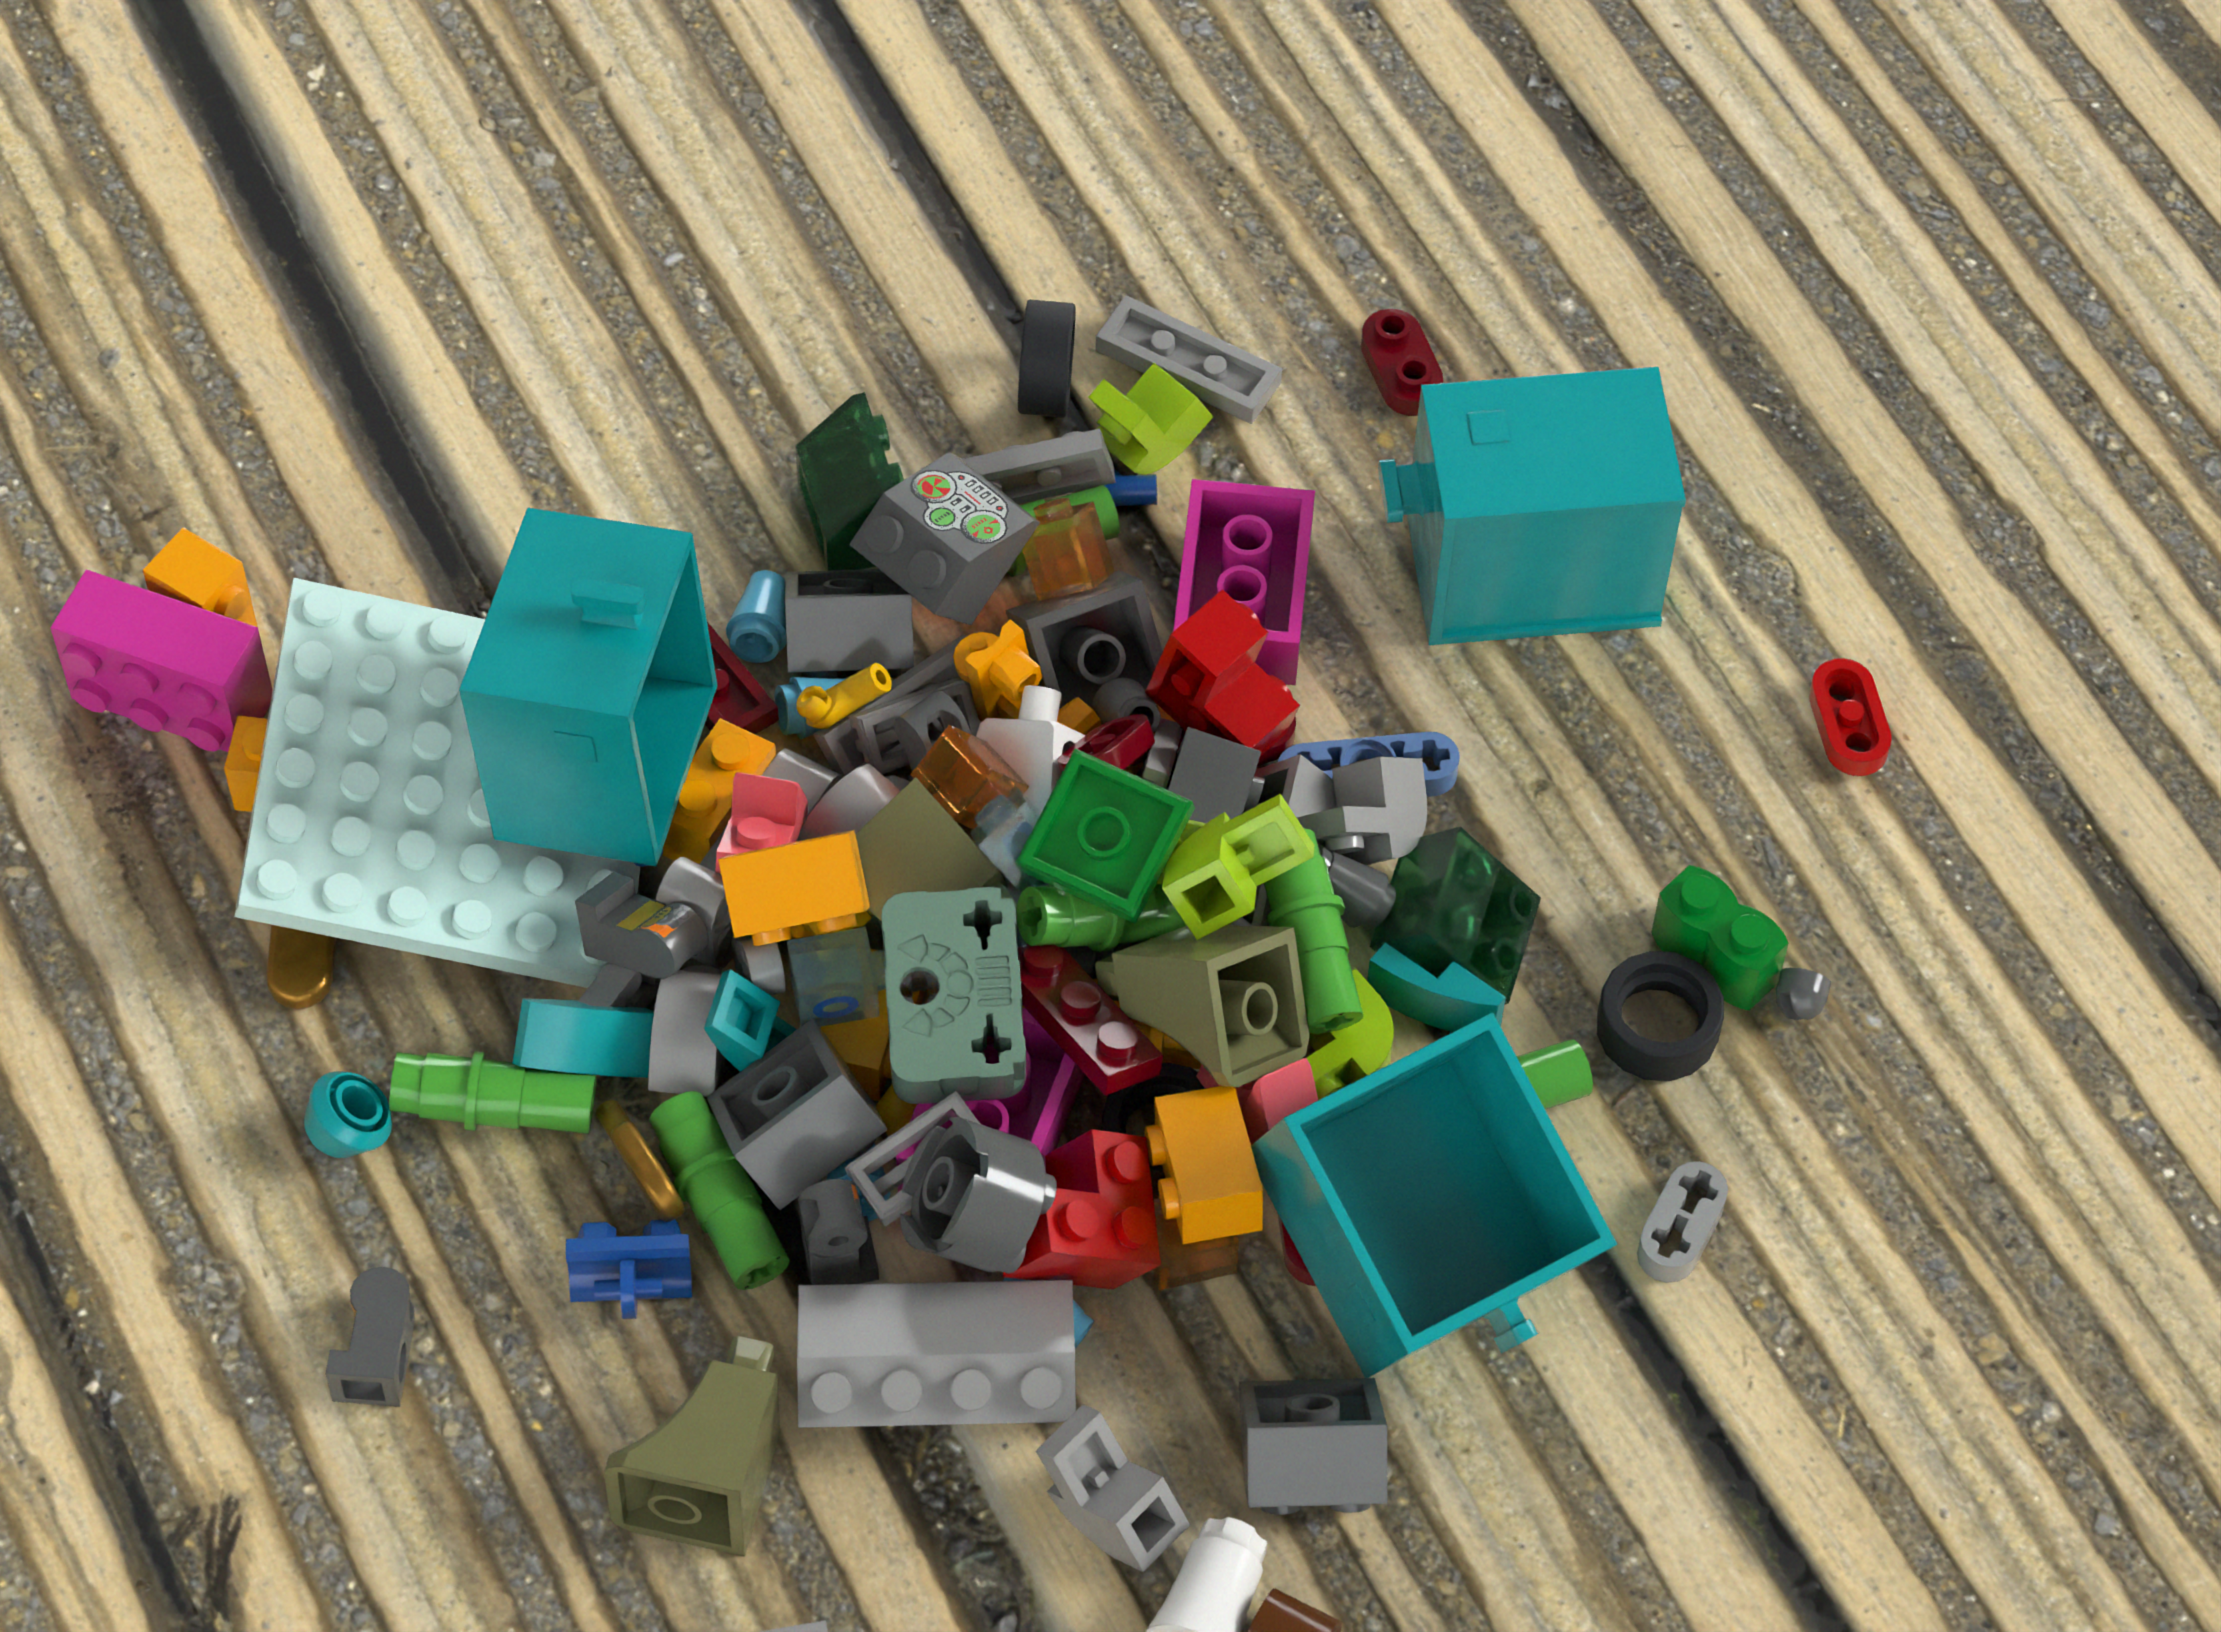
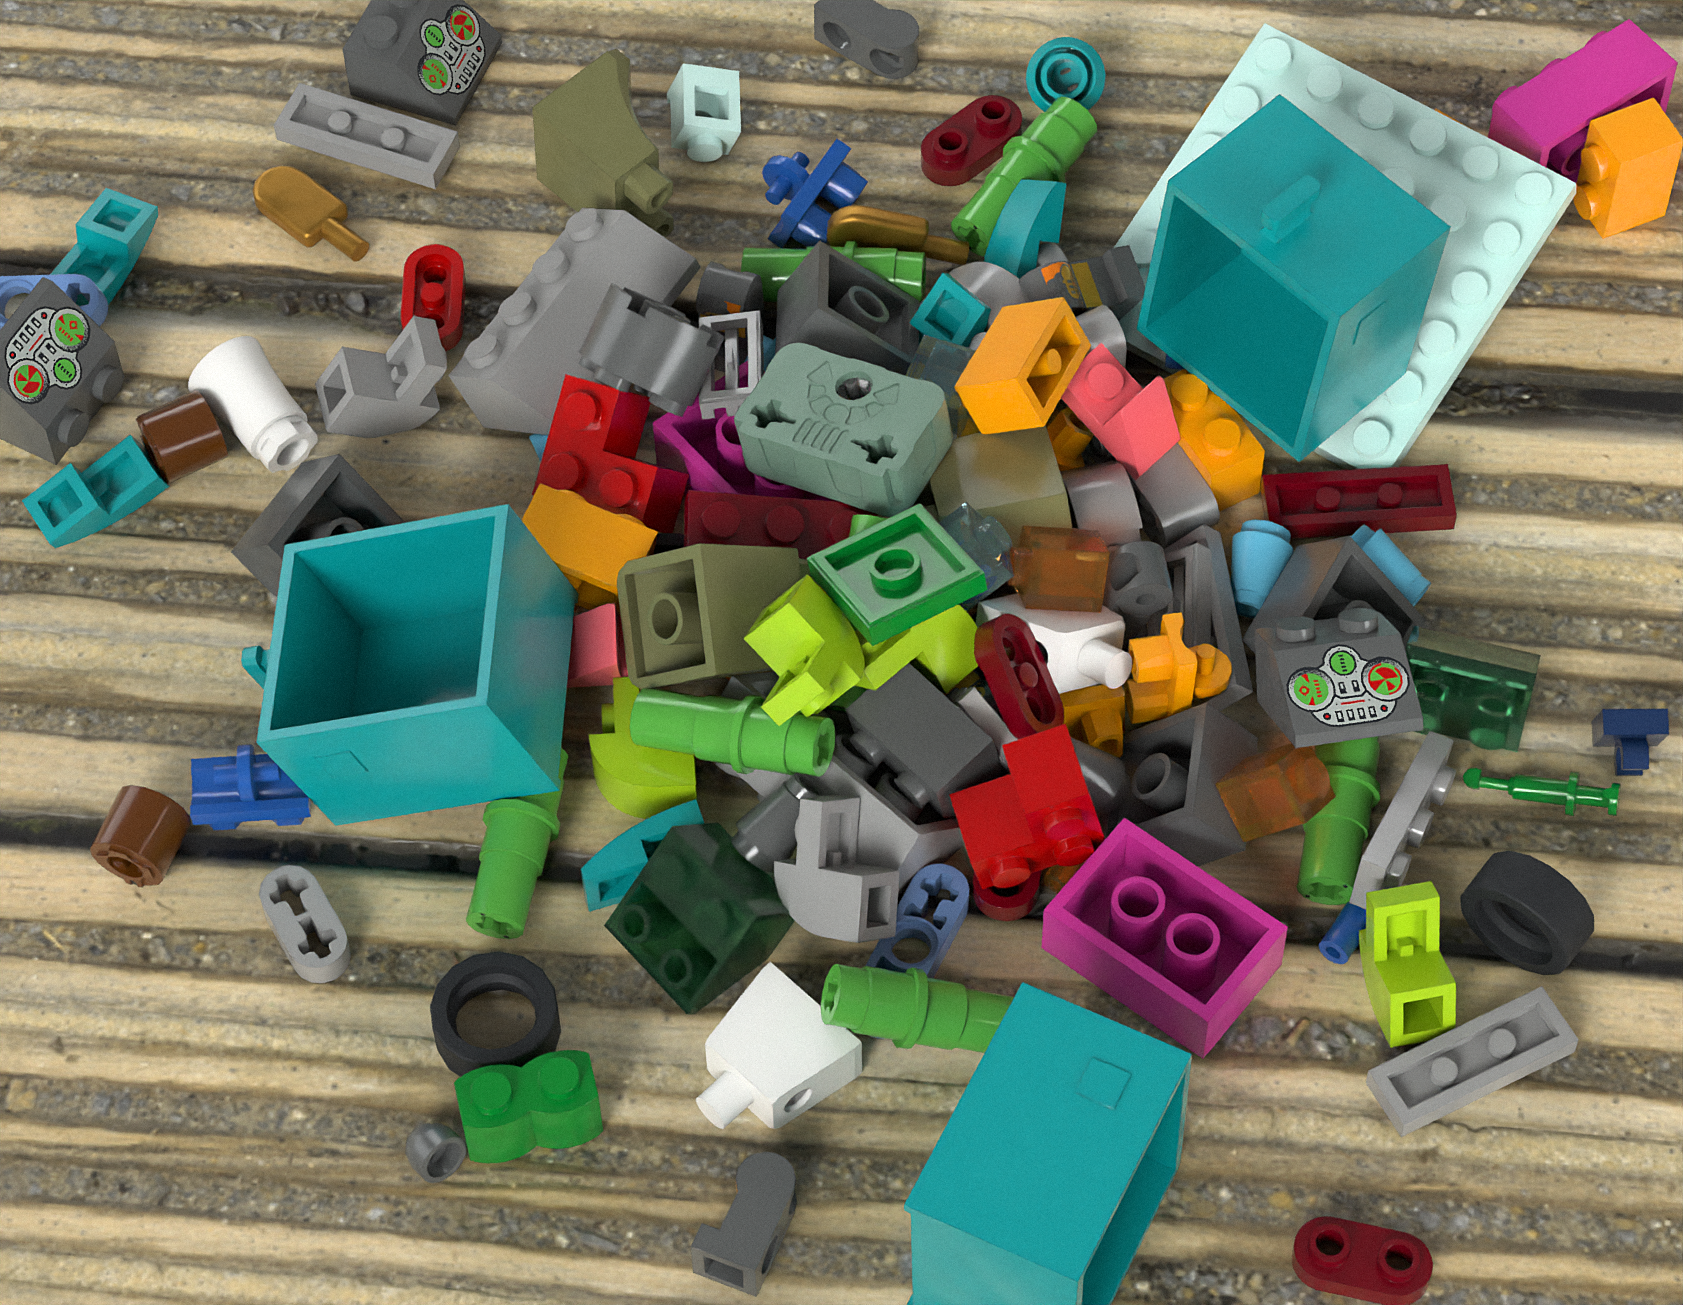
camera: 125 degrees right, 0 degrees up
(455, 1182) = (978, 136): none -> dark red plate
(584, 1417) = (705, 111): none -> light aqua brick
(813, 378) = (1630, 734): none -> dark blue tile
(829, 706) = (1231, 549): yellow arm -> none
(895, 403) = (1549, 790): none -> green piece
(965, 1531) = (433, 300): none -> red plate
(1437, 699) = (911, 1008): none -> bright green piece
(1540, 799) = (775, 1055): none -> white torso
(1606, 1324) = (244, 790): none -> blue hips
(1688, 740) = (753, 1227): none -> dark grey leg
(1713, 1387) = (140, 835): none -> reddish brown piece

